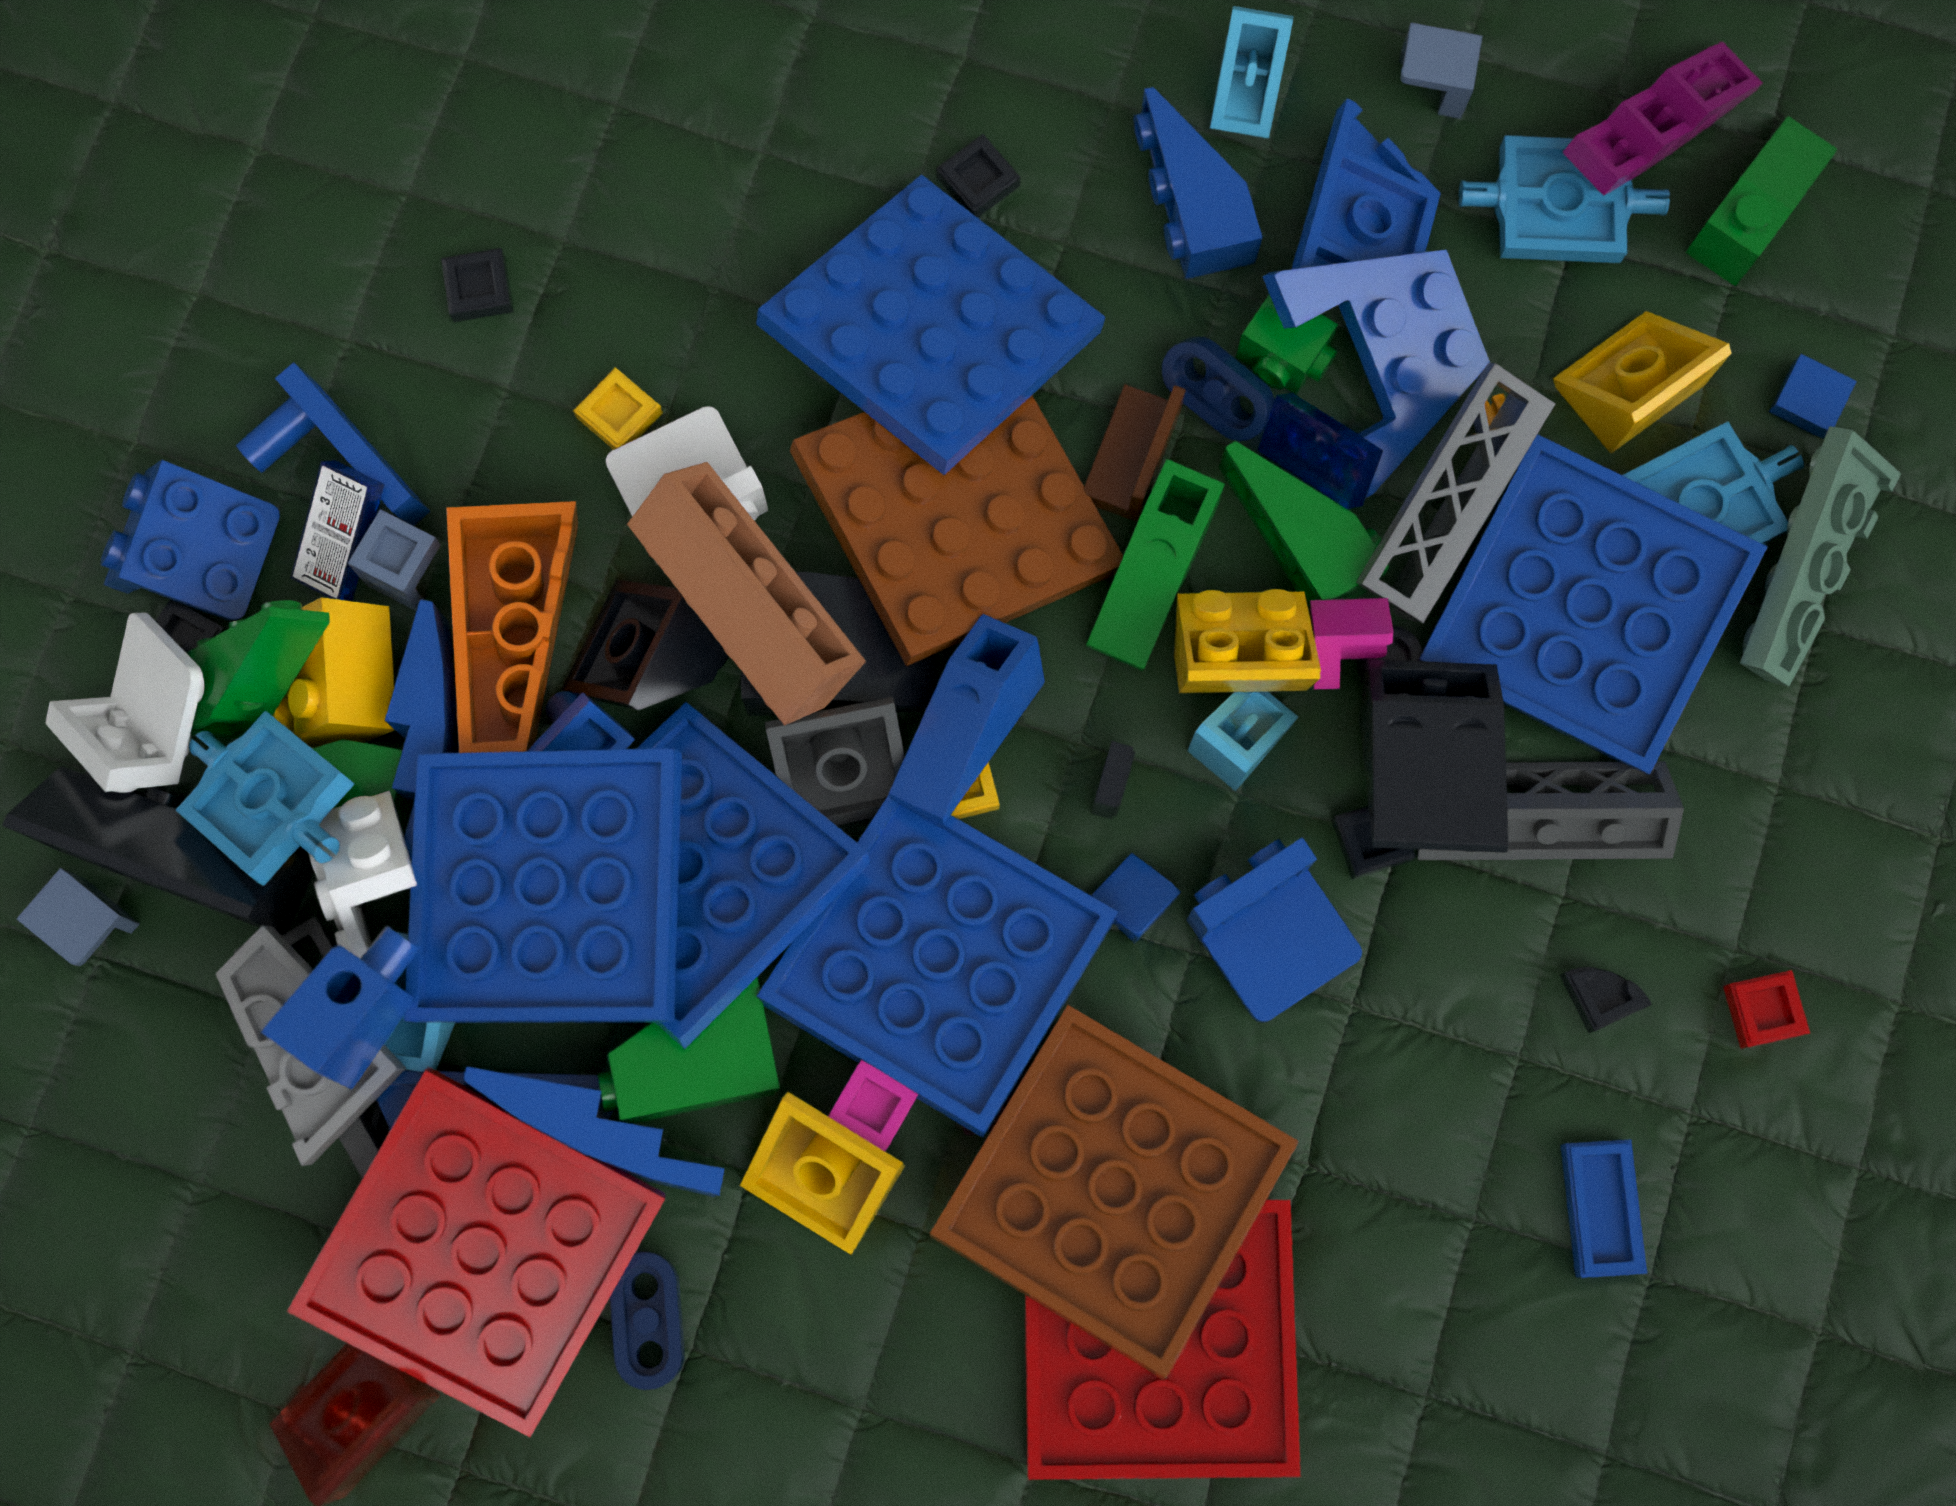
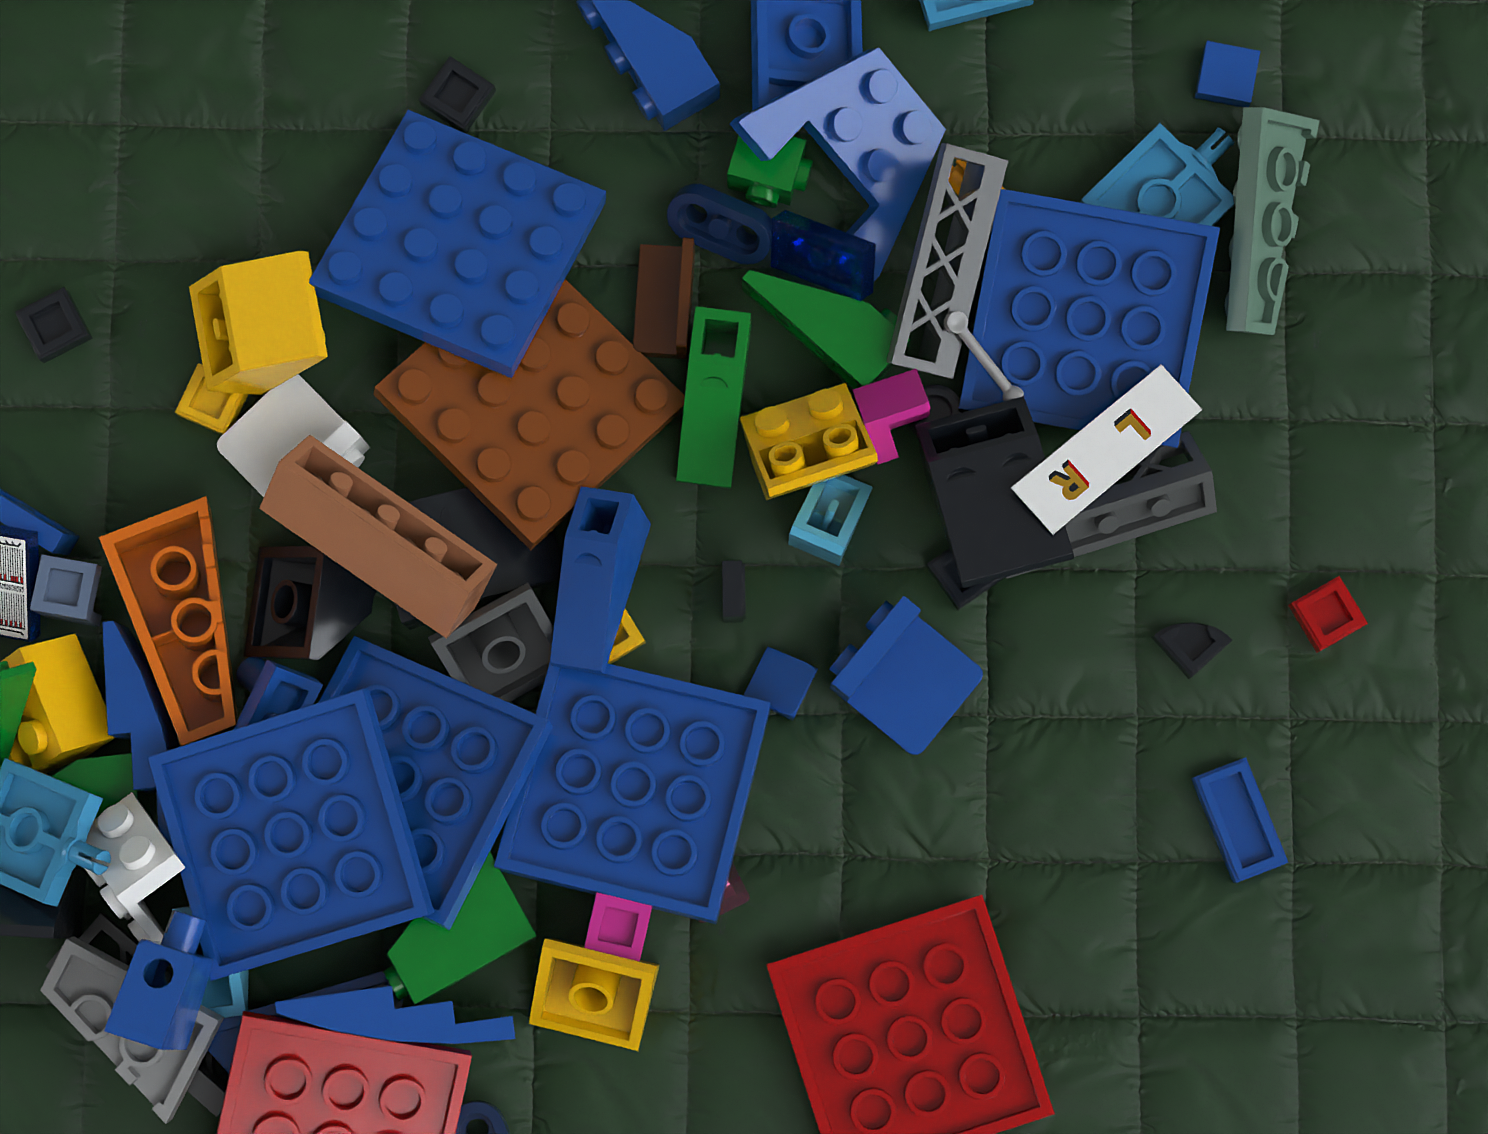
camera: 15 degrees left, 5 degrees up
(691, 339) = (257, 323): none -> yellow slope
(1115, 1191) = (836, 932): dark orange plate -> none
(1447, 563) = (957, 323): none -> light grey hinge
(1574, 746) = (1106, 449): none -> white sticker
(1639, 376) = (1074, 103): yellow slope -> none

